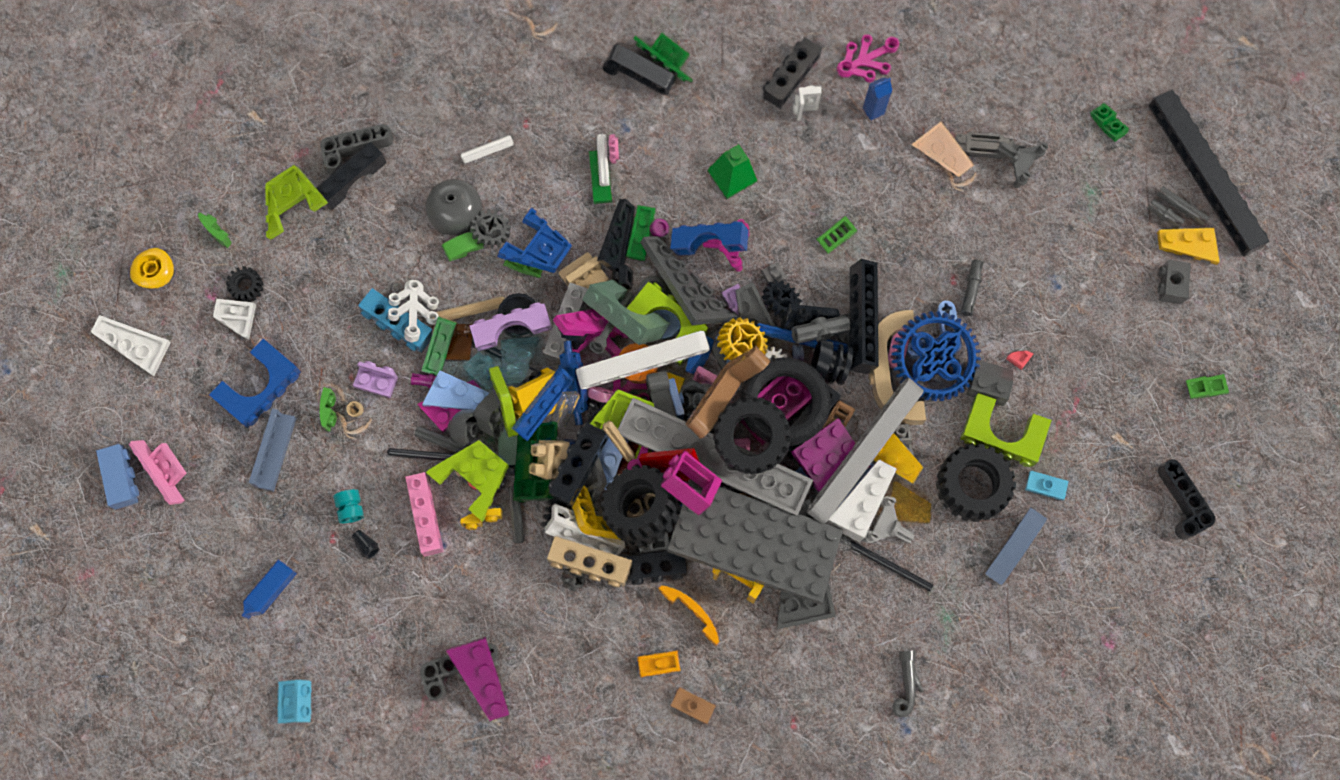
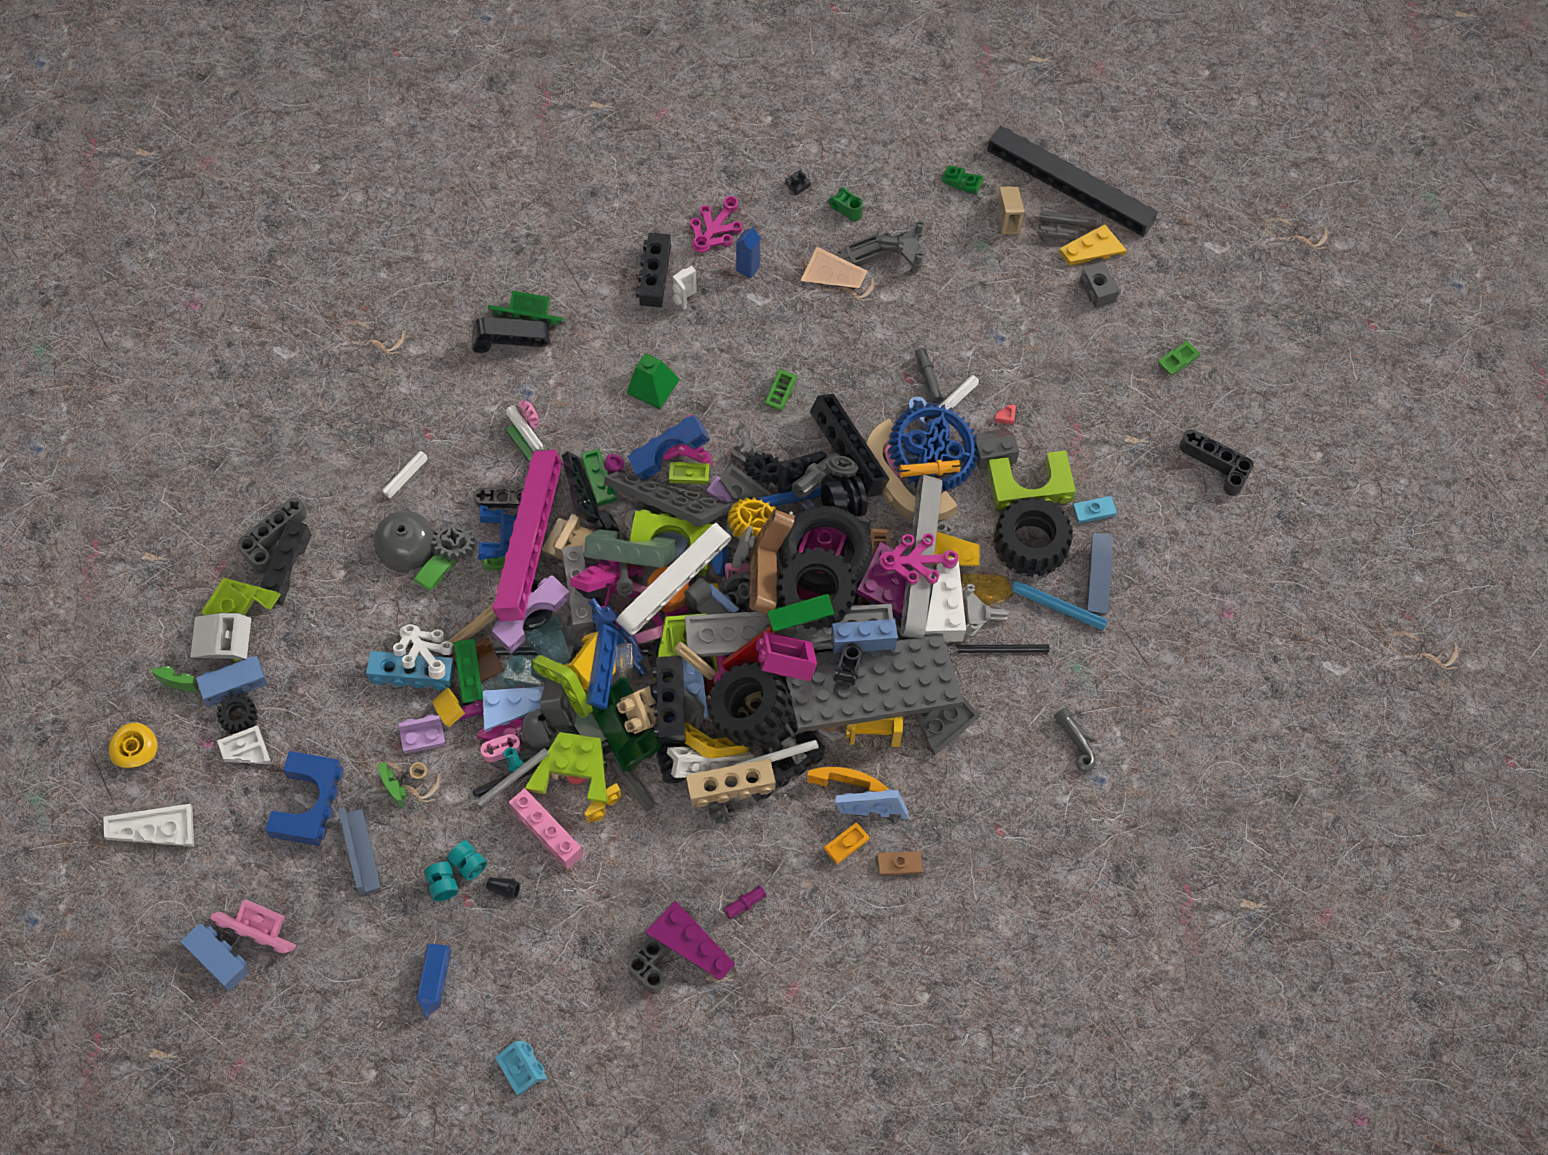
camera: 30 degrees left, 10 degrees down
(255, 254) = (231, 680): none -> medium blue brick
(265, 214) = (221, 636): none -> white slope
(318, 512) = (441, 882): none -> teal wheel
(405, 368) = (448, 707): none -> yellow slope
(423, 456) = (513, 777): none -> light grey bar
(426, 428) = (498, 746): none -> bright pink beam
(430, 446) = (512, 759): none -> teal pin
(546, 257) = (527, 536): none -> dark pink brick
(546, 666) = (744, 902): none -> magenta pin
(561, 214) = (511, 502): none -> black beam
(643, 560) = (785, 752): none -> white bar
(658, 561) = (790, 742): none -> light grey pin
(697, 639) = (881, 802): none -> light blue wing
(716, 269) = (689, 473): none -> lime plate
(720, 360) = (745, 542): none -> light grey slope
(723, 452) = (800, 613): none -> green tile
(739, 519) = (848, 667): none -> black piece
(770, 498) = (866, 634): none -> medium blue brick
(848, 331) = (841, 466): none -> dark grey gear
(856, 452) = (916, 560): none -> dark pink plant
(927, 379) = (929, 468): none -> light orange pin
(961, 53) = (798, 182): none -> black tile
(963, 555) = (1059, 605): none -> dark azure axle
(988, 318) = (960, 392): none -> white axle
(990, 92) = (847, 204): none -> green piece
(1135, 172) = (1010, 210): none -> tan slope

